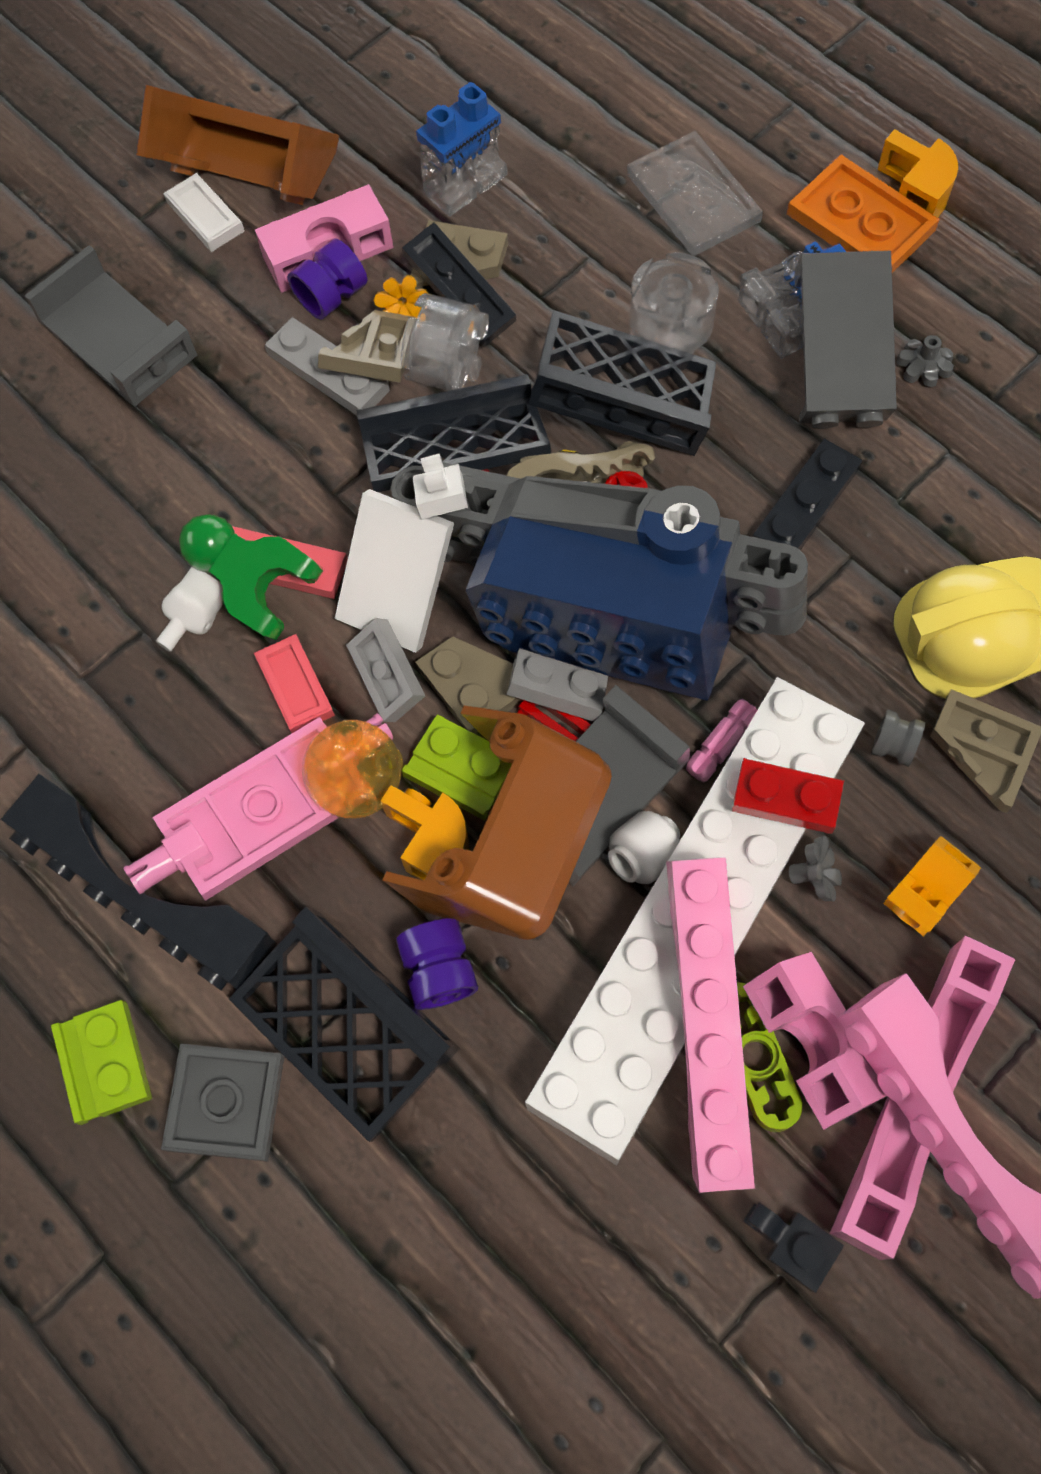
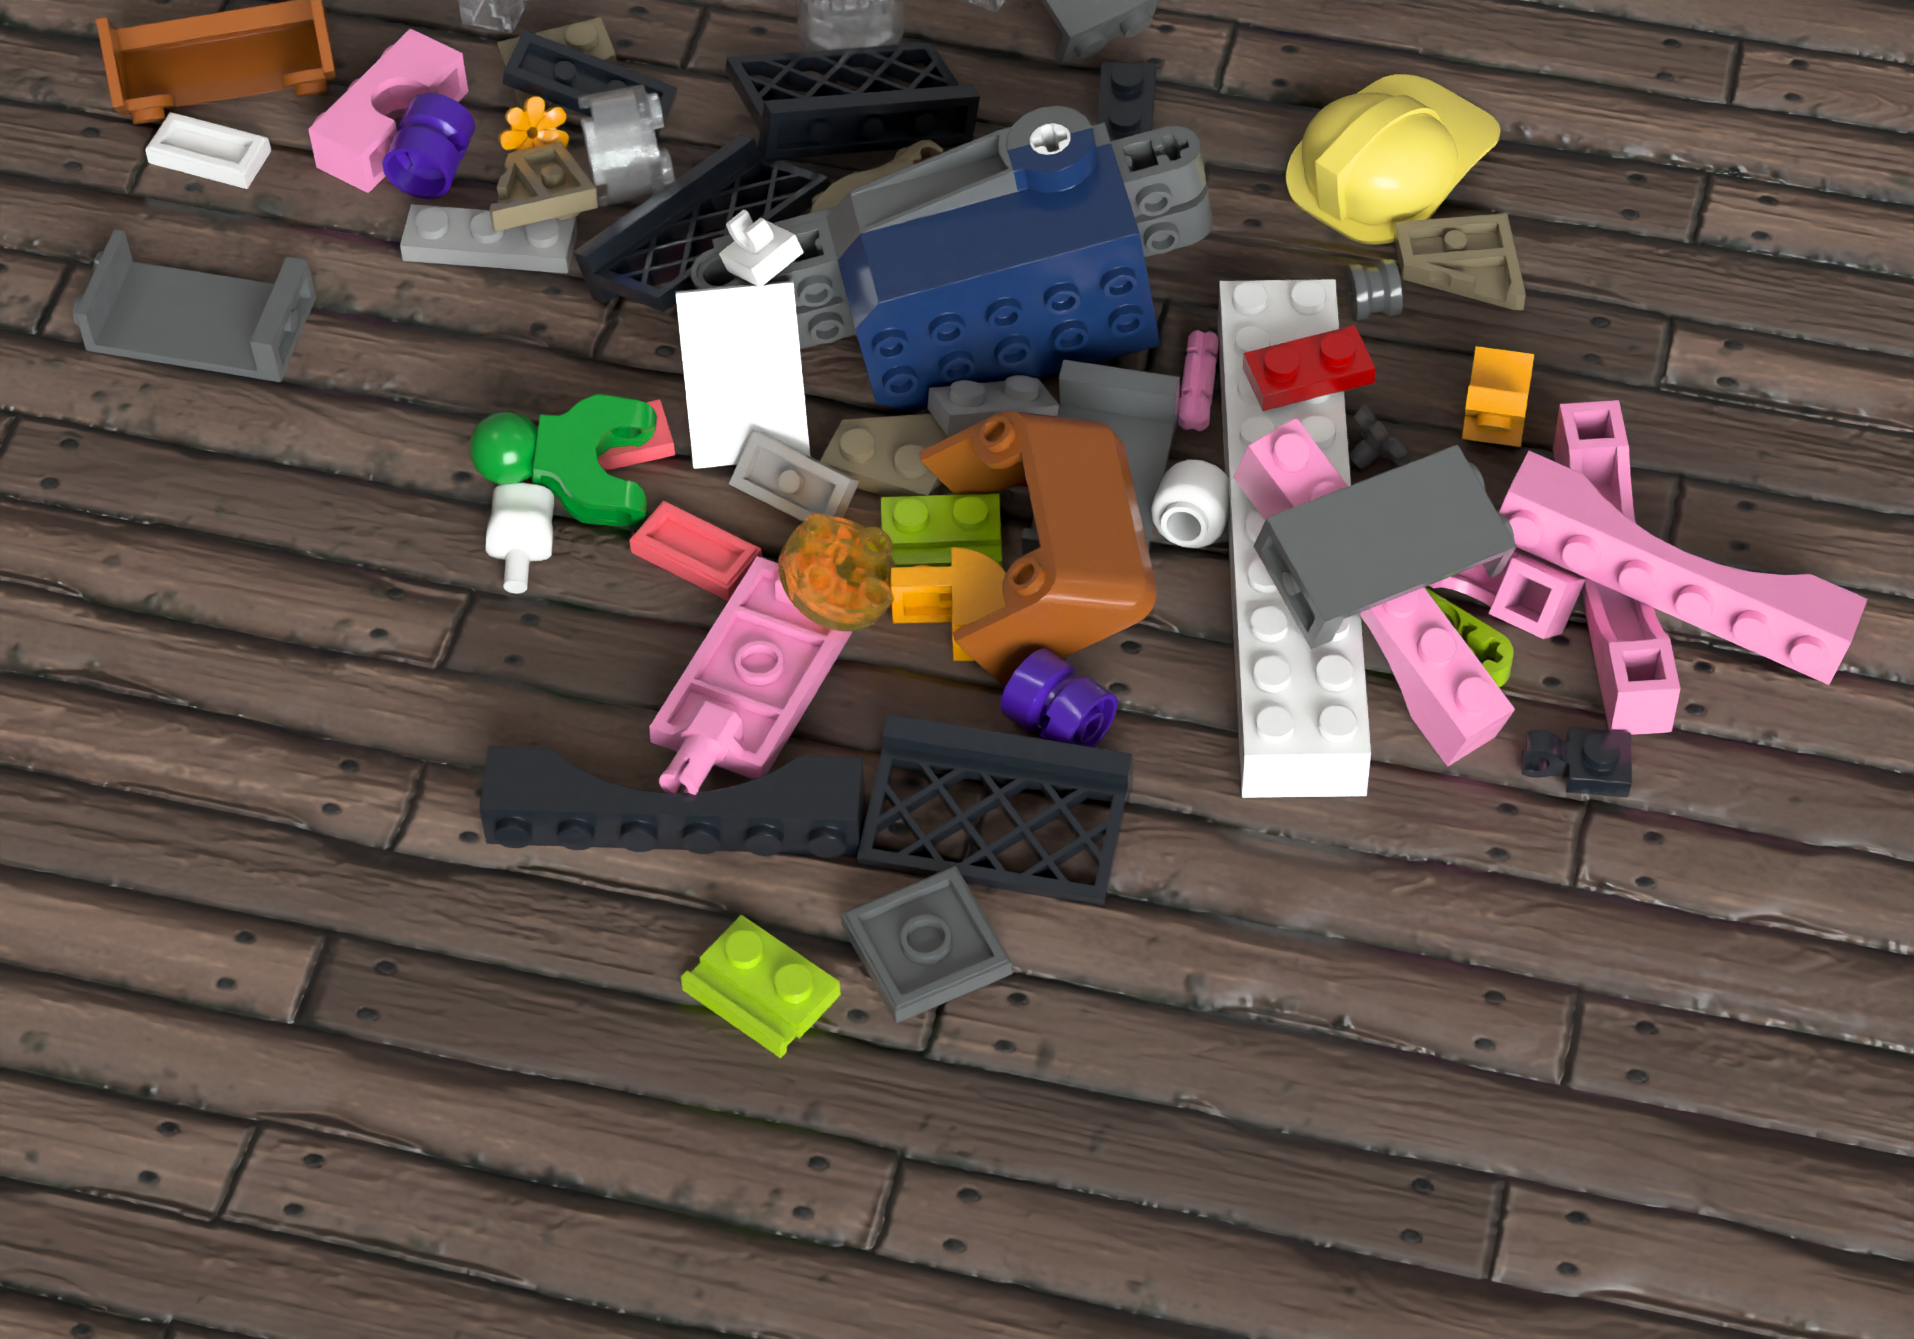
camera: 35 degrees left, 15 degrees down
(737, 1000) = (1382, 541): none -> dark grey panel

